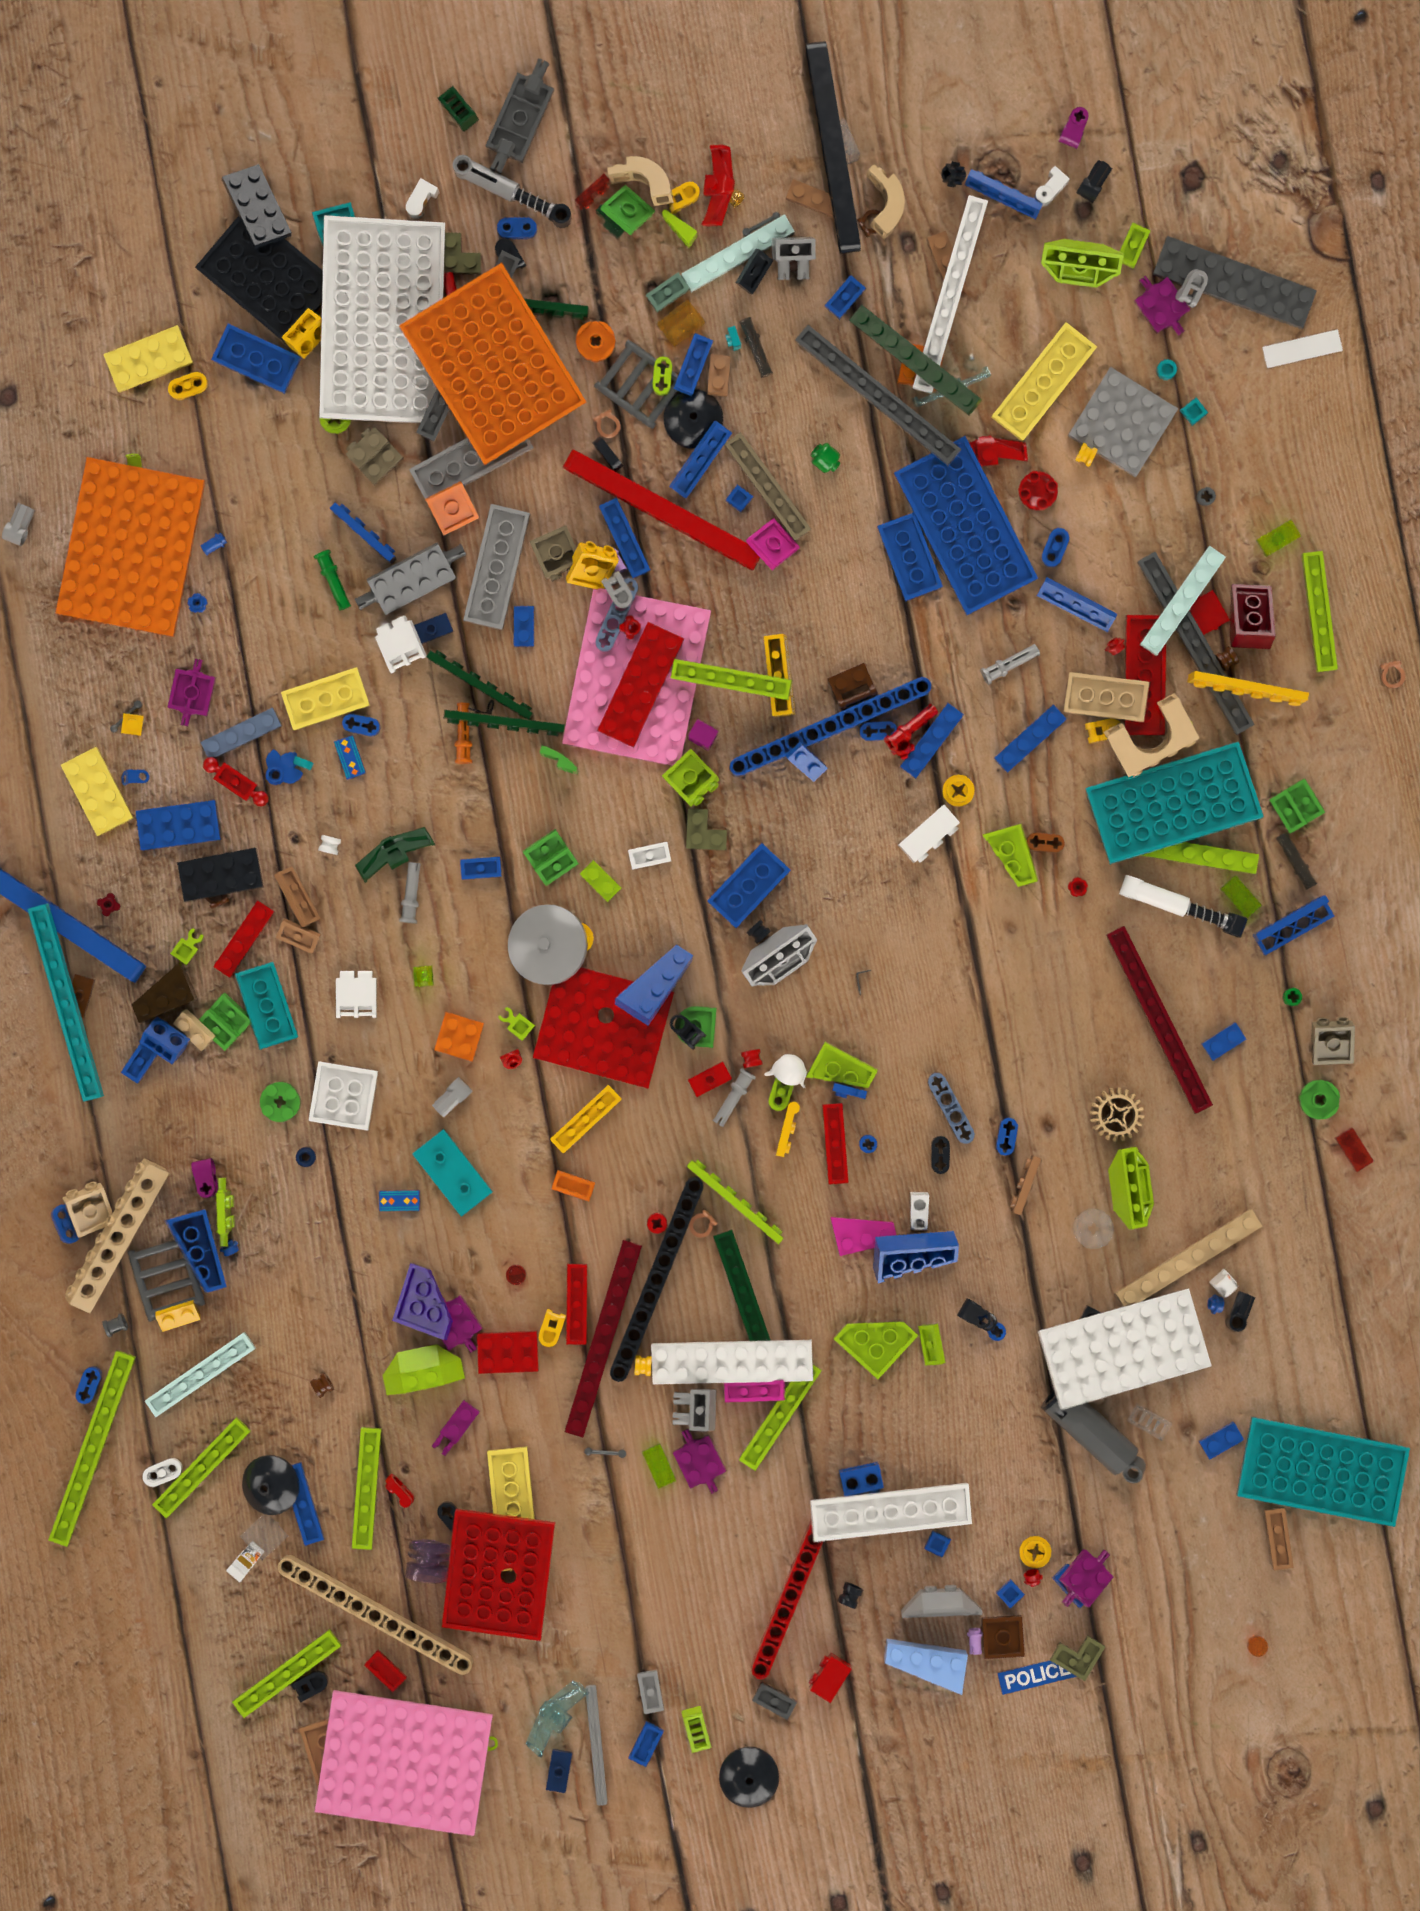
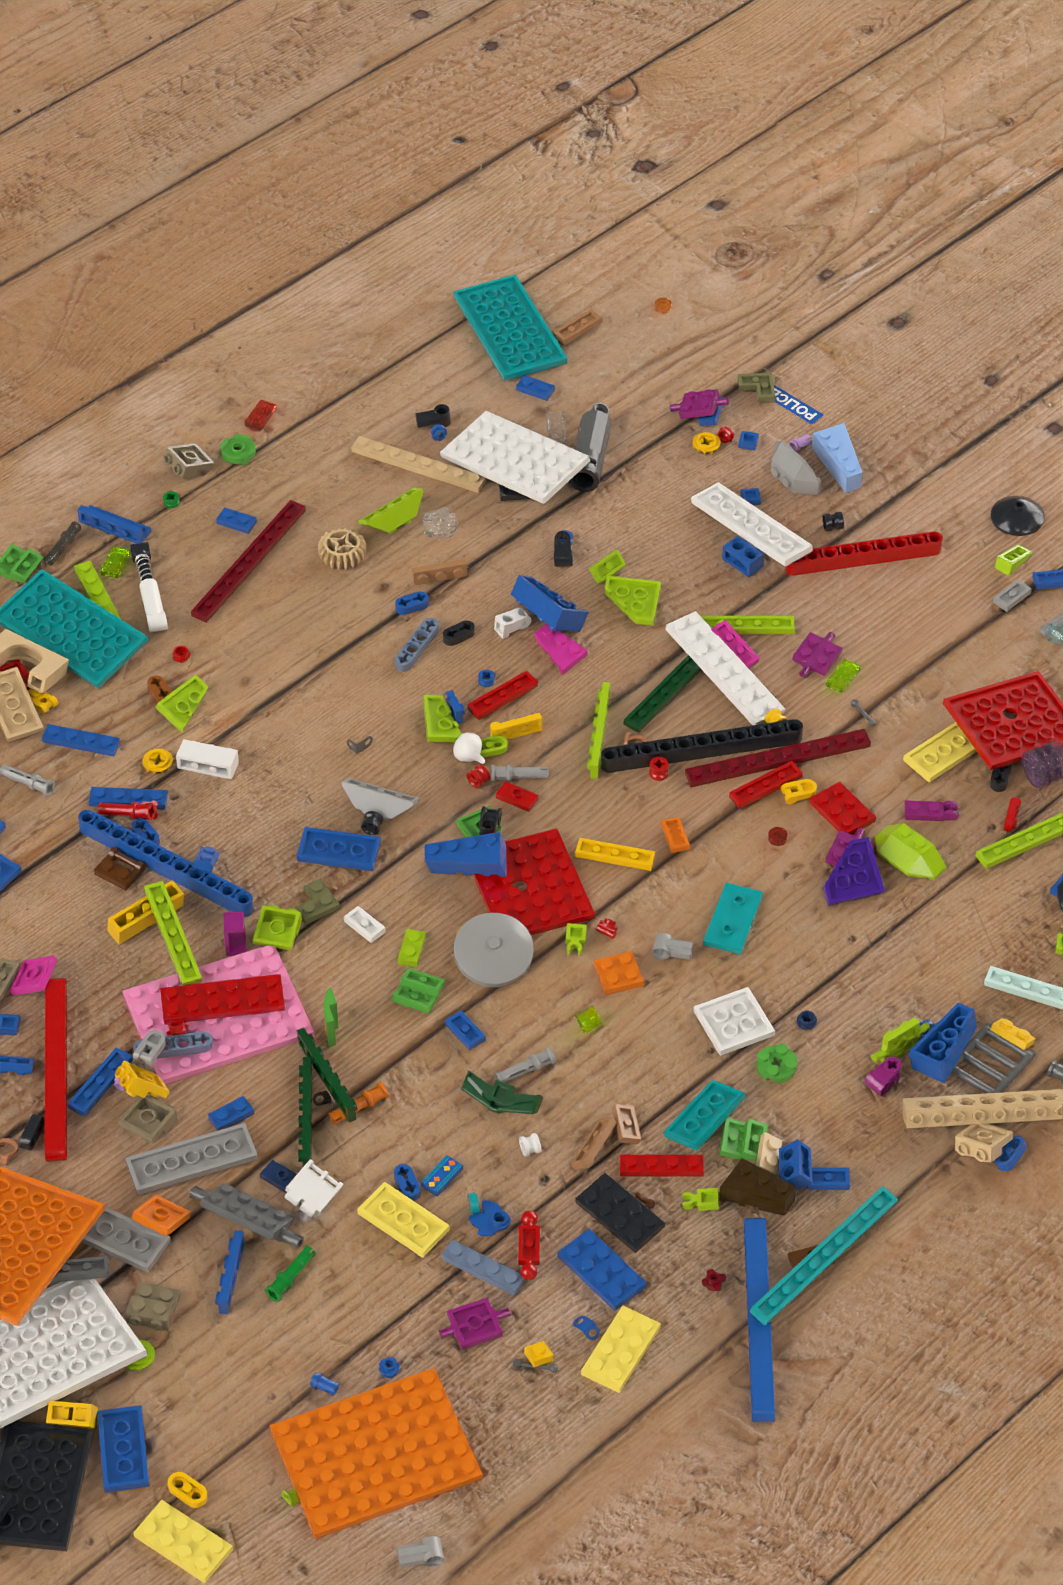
camera: 120 degrees left, 40 degrees down
(322, 1385) = (977, 908): reddish brown wheel -> none
(356, 994) = (641, 1059): white plate -> none
(399, 1200) = (786, 940): blue tile -> none
(702, 1409) = (777, 665): light grey brick -> none
(774, 1700) = (949, 525): dark grey plate -> none
(829, 1677) = (902, 503): red brick -> none
(1003, 1637) = (782, 428): reddish brown plate -> none
(1224, 1283) = (420, 431): white leg -> none

